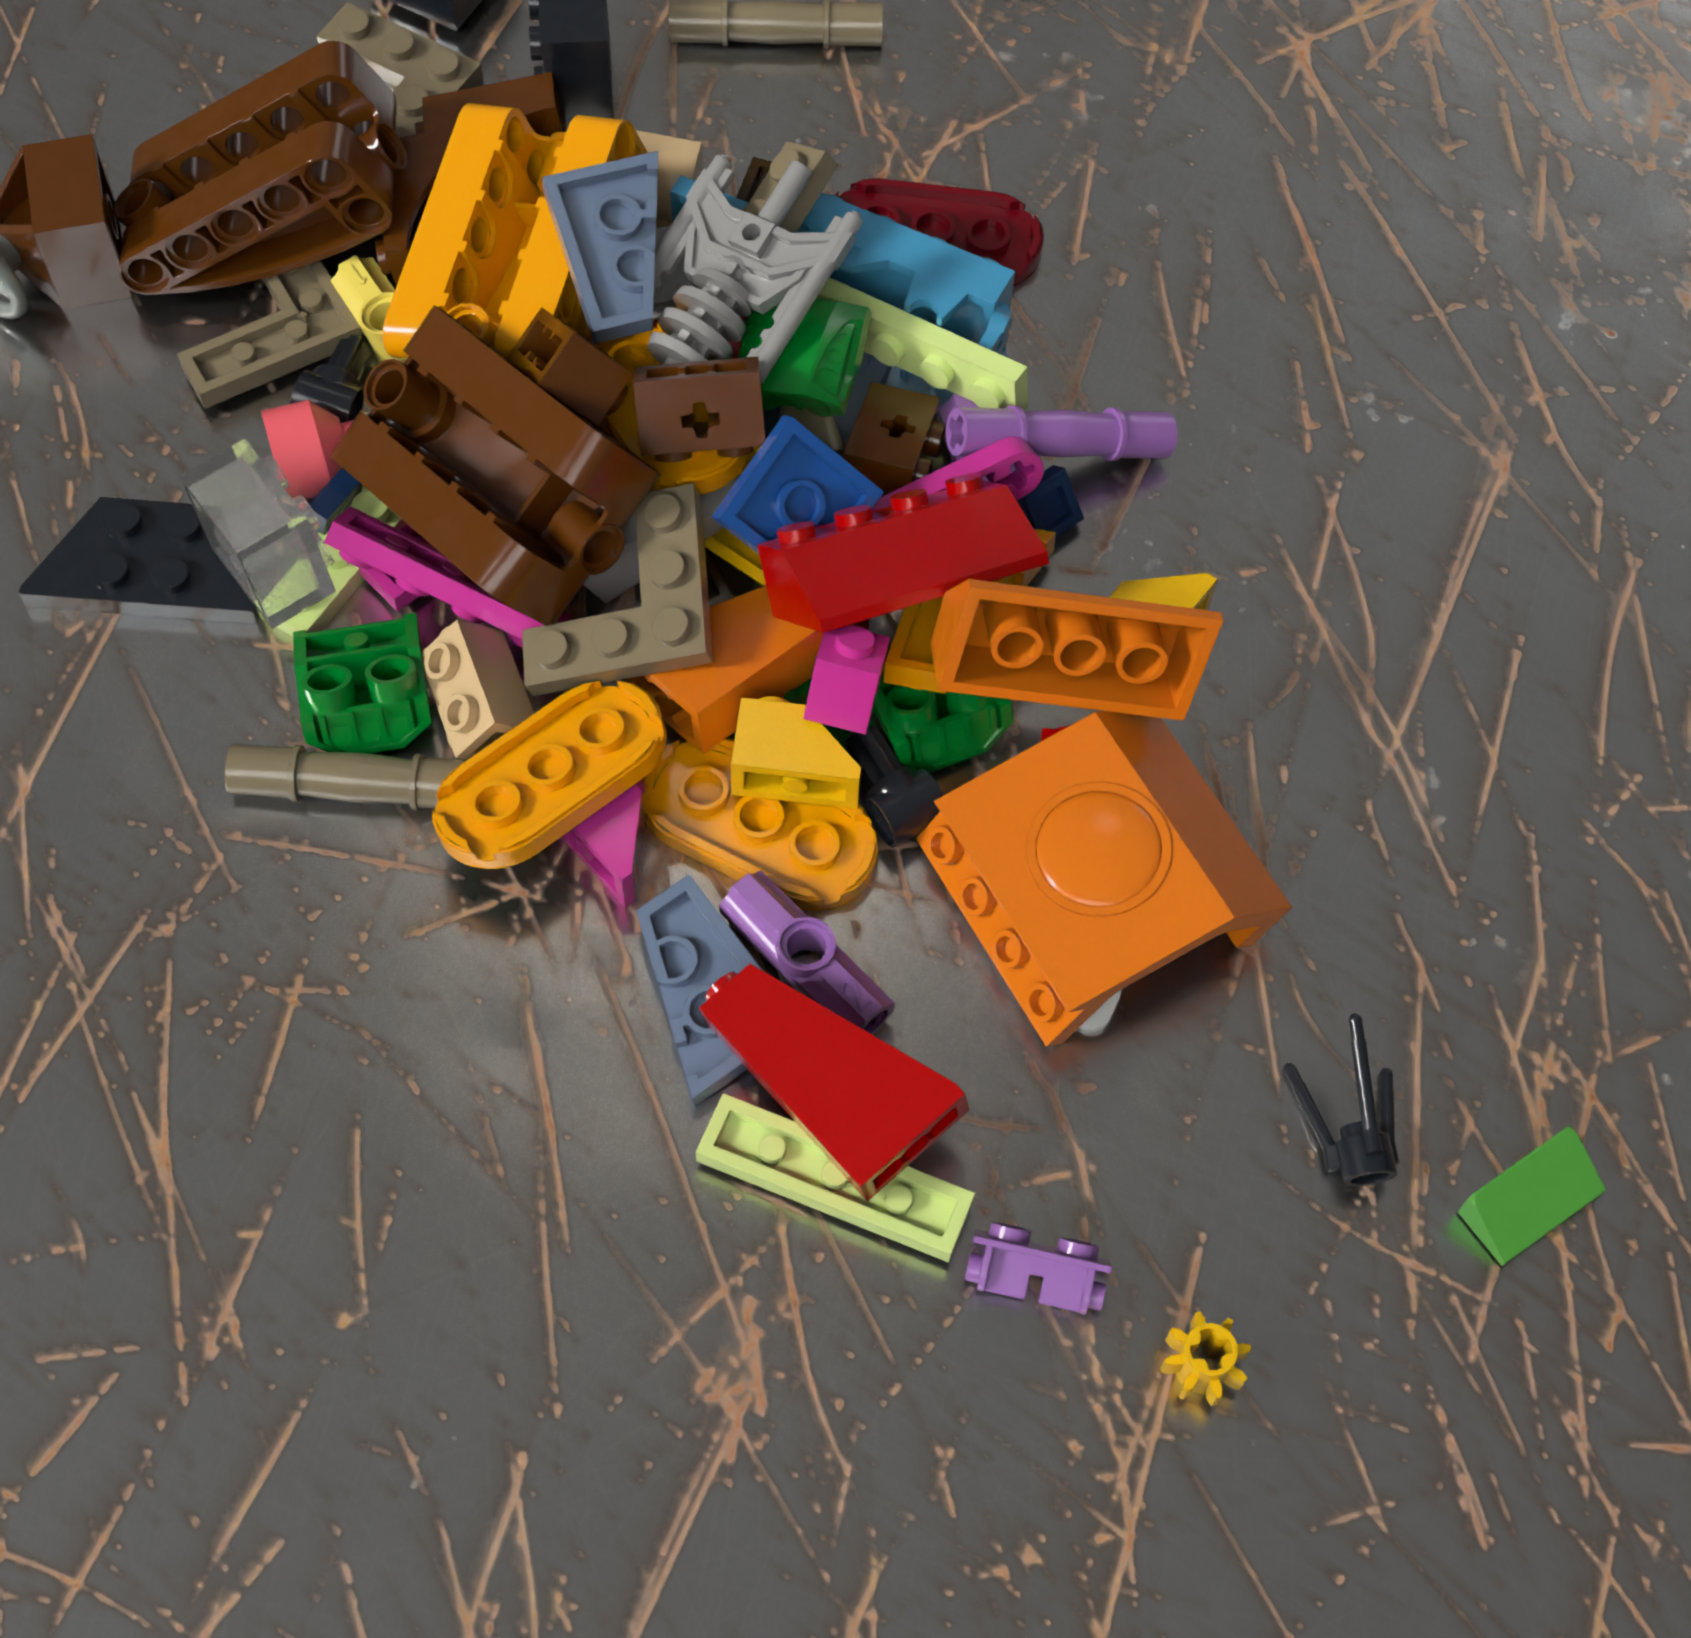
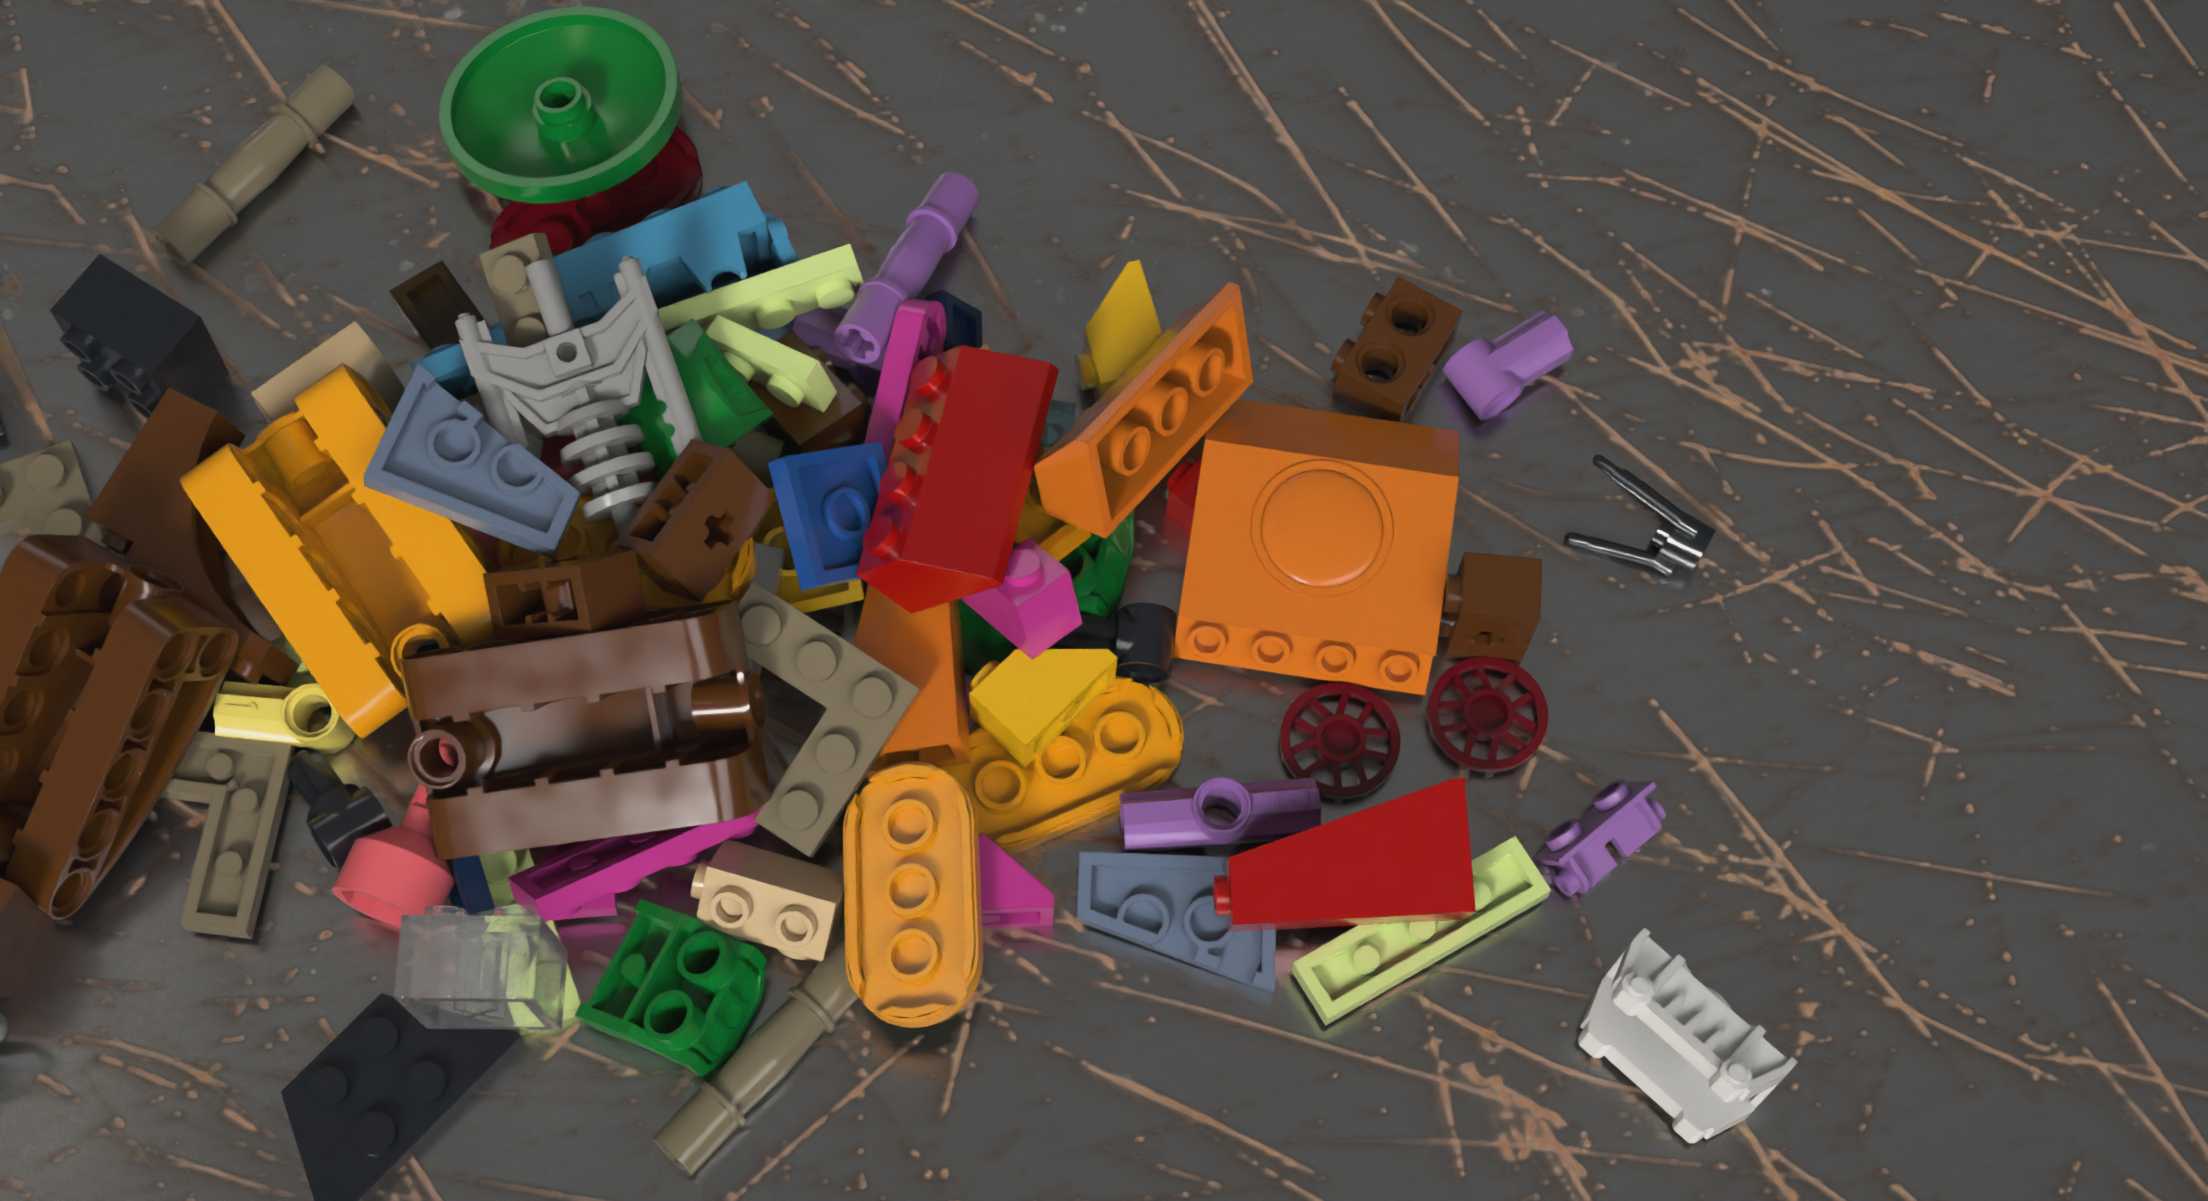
camera: 55 degrees left, 5 degrees up
(886, 403) = (784, 371): none -> yellowish green plate
(897, 1451) = (1680, 1041): none -> white piece
(951, 1009) = (1340, 740): none -> dark red wheel
(985, 147) = (561, 104): none -> green dish
(1071, 1107) = (1487, 714): none -> dark red wheel
(1152, 1031) = (1491, 607): none -> reddish brown brick
(1216, 1343) = (1768, 755): yellow gear -> none
(1326, 835) = (1403, 356): none -> reddish brown brick
(1375, 907) = (1497, 371): none -> medium lavender piece
(1533, 1196) = (1792, 453): bright green slope -> none

